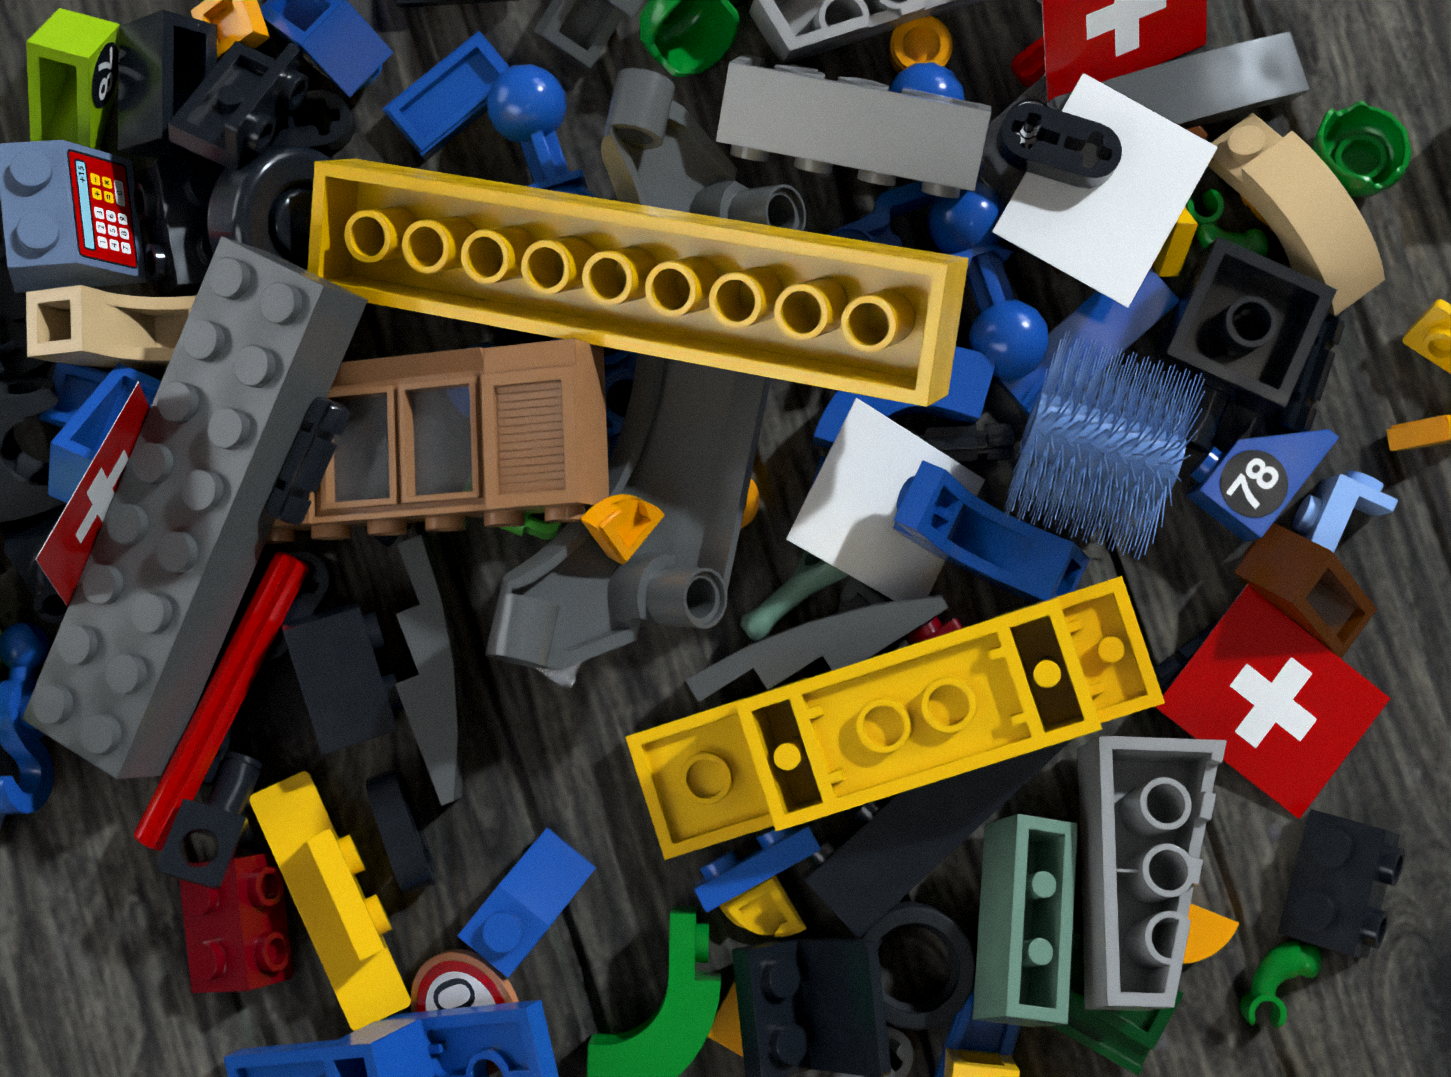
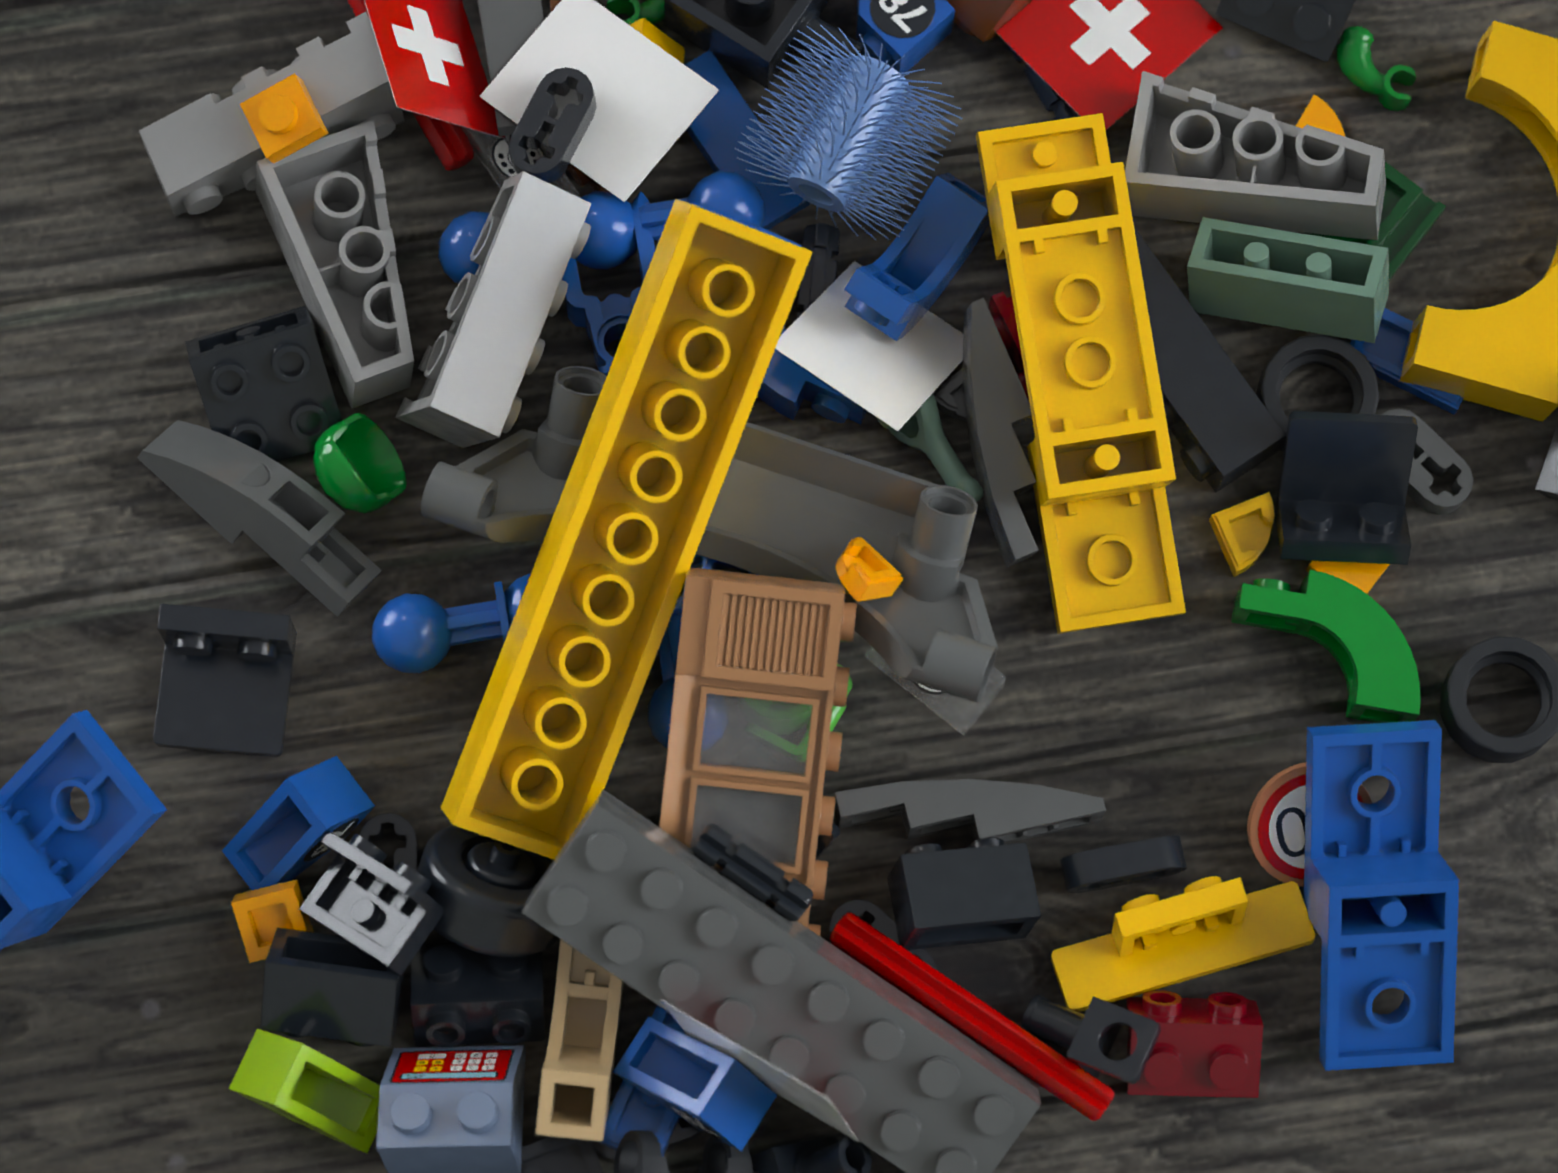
camera: 85 degrees left, 10 degrees down
(447, 96) = (384, 715): blue tile -> none
(527, 902) = (1210, 751): blue slope -> none
(729, 876) = (1210, 550): blue plate -> none
(920, 42) = (417, 251): light orange tile -> none

